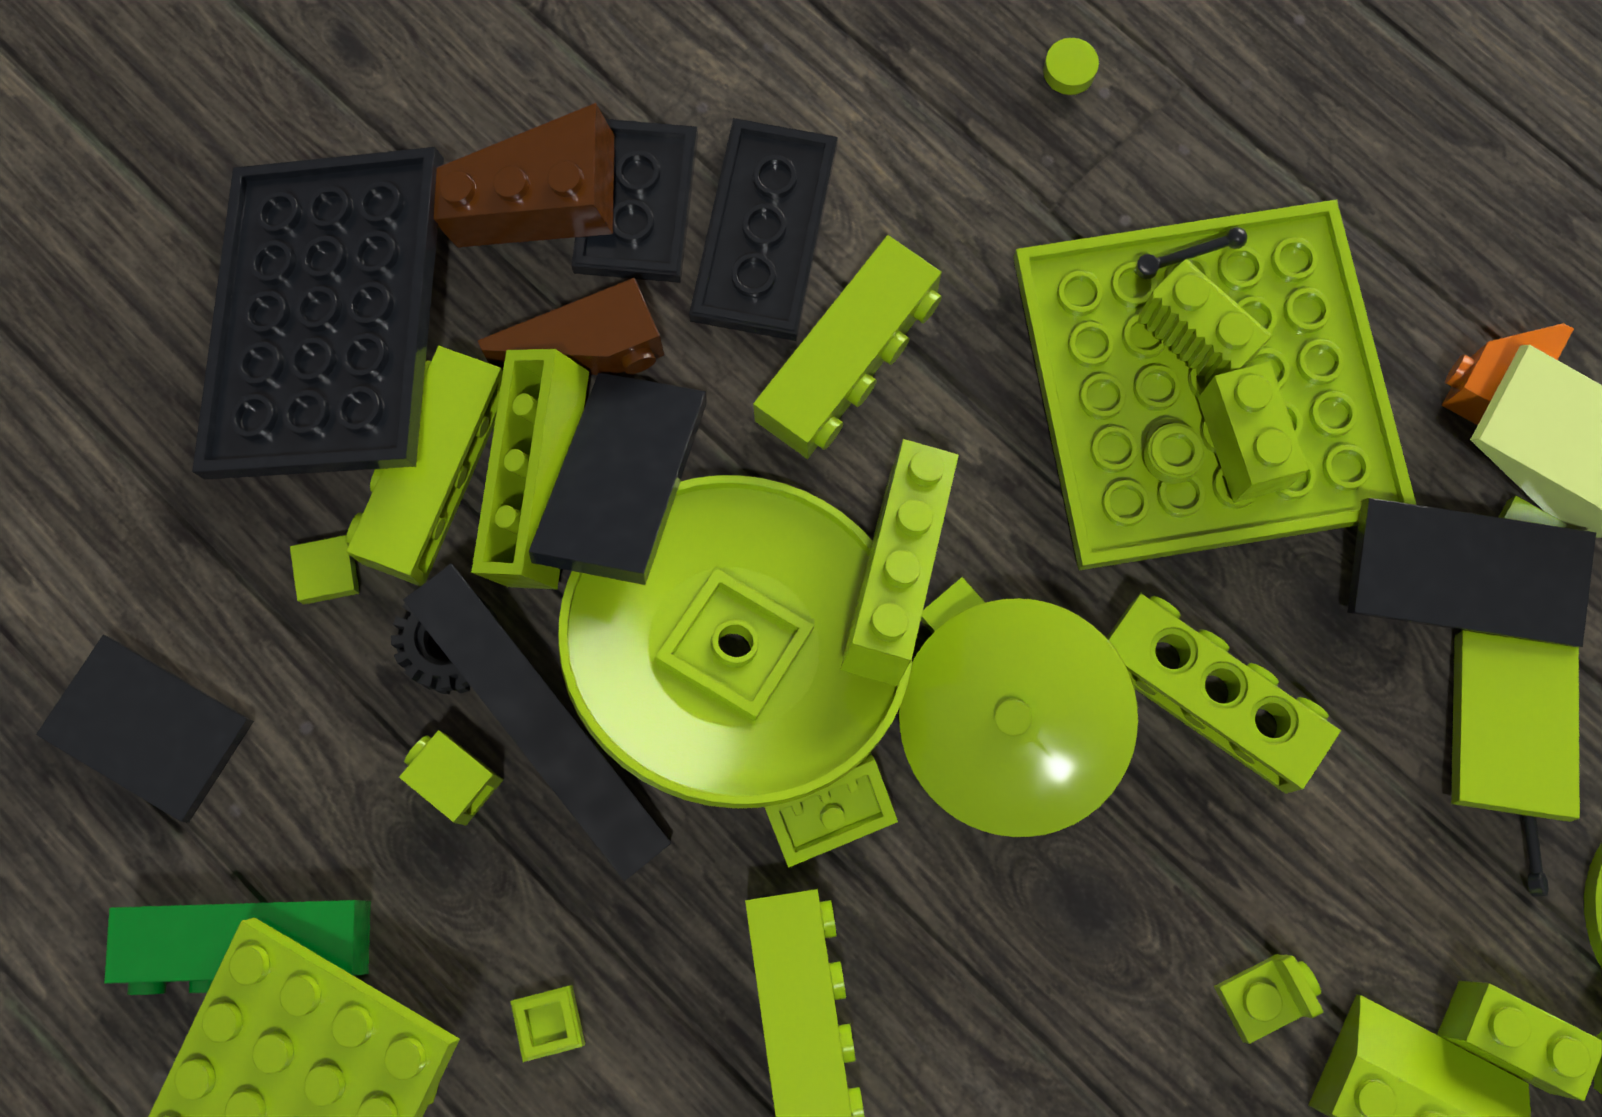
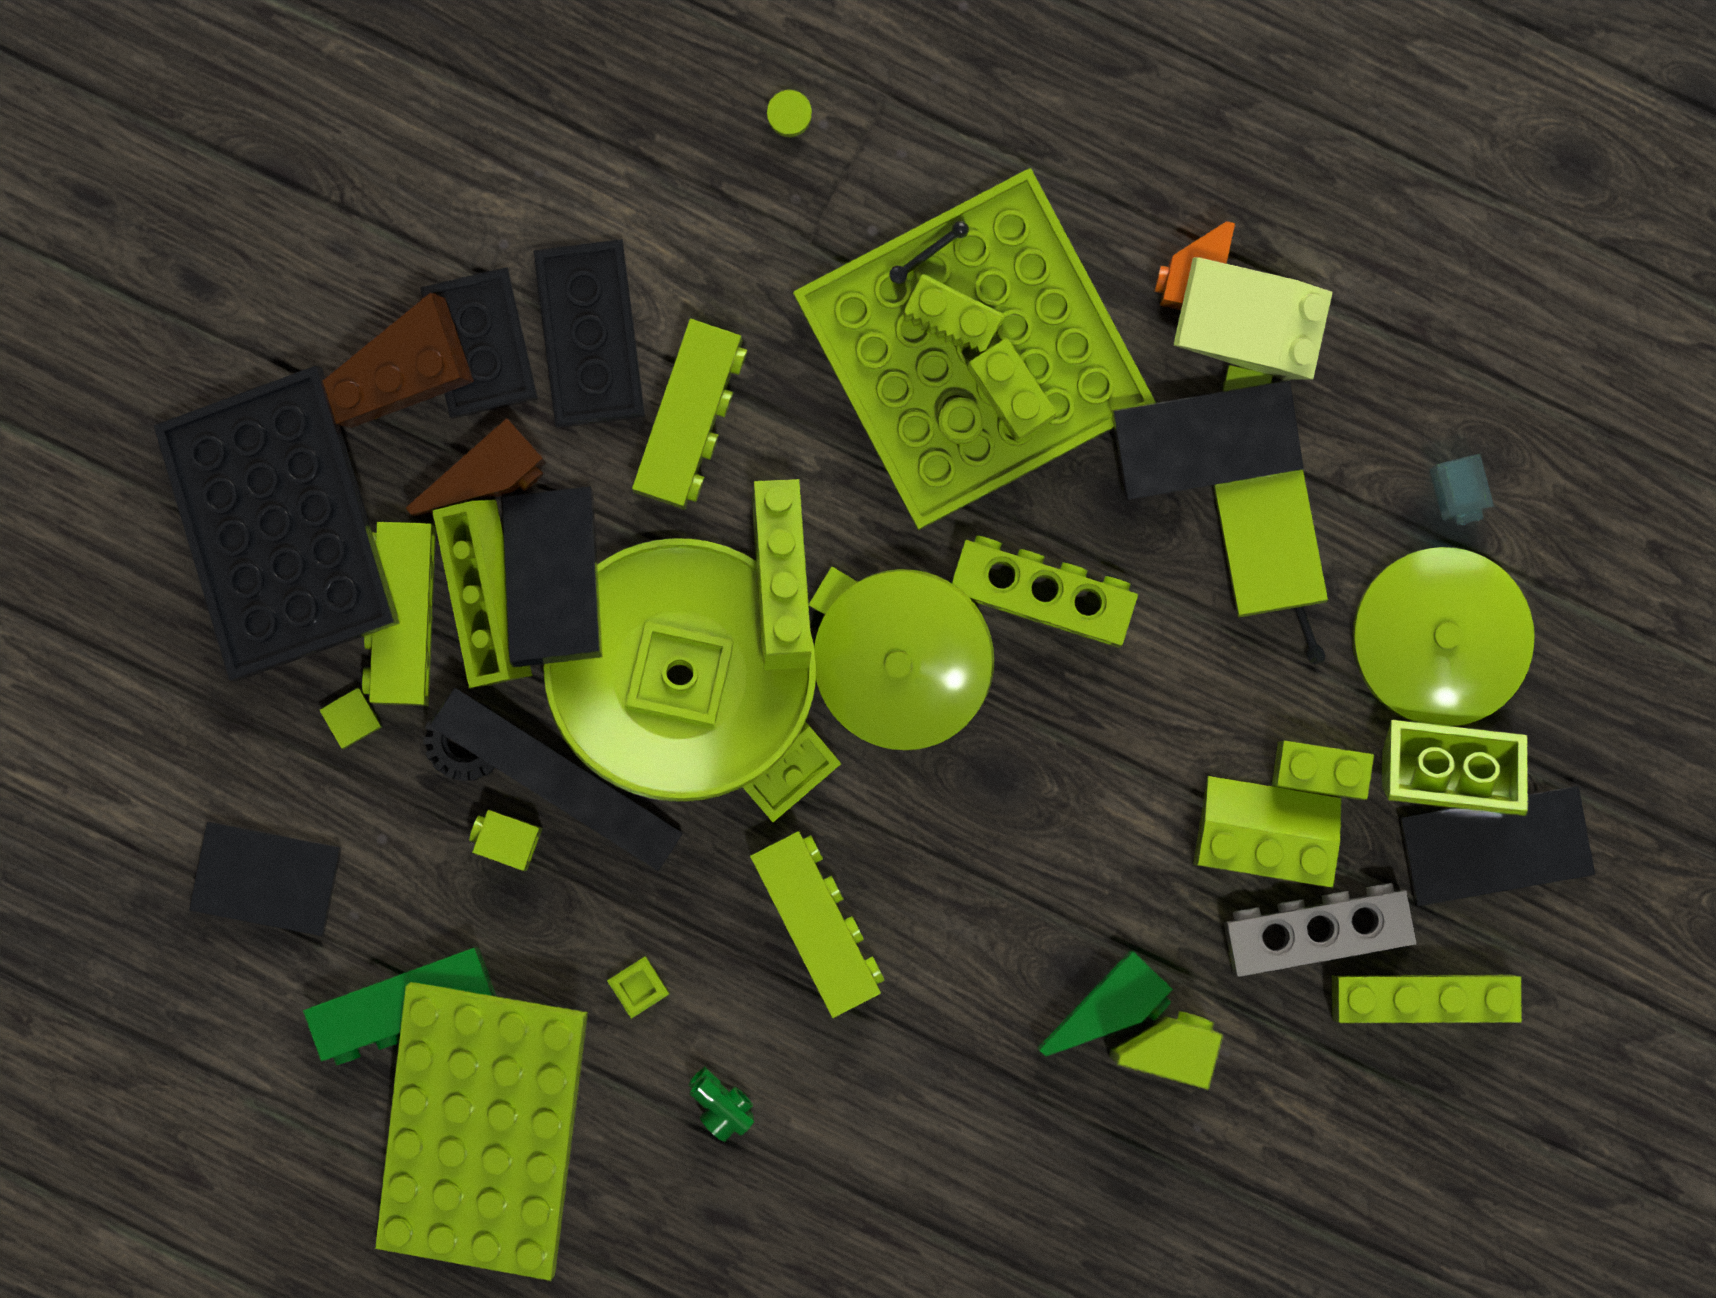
camera: 20 degrees left, 10 degrees up
(1270, 996) = (1142, 799): lime bracket -> none

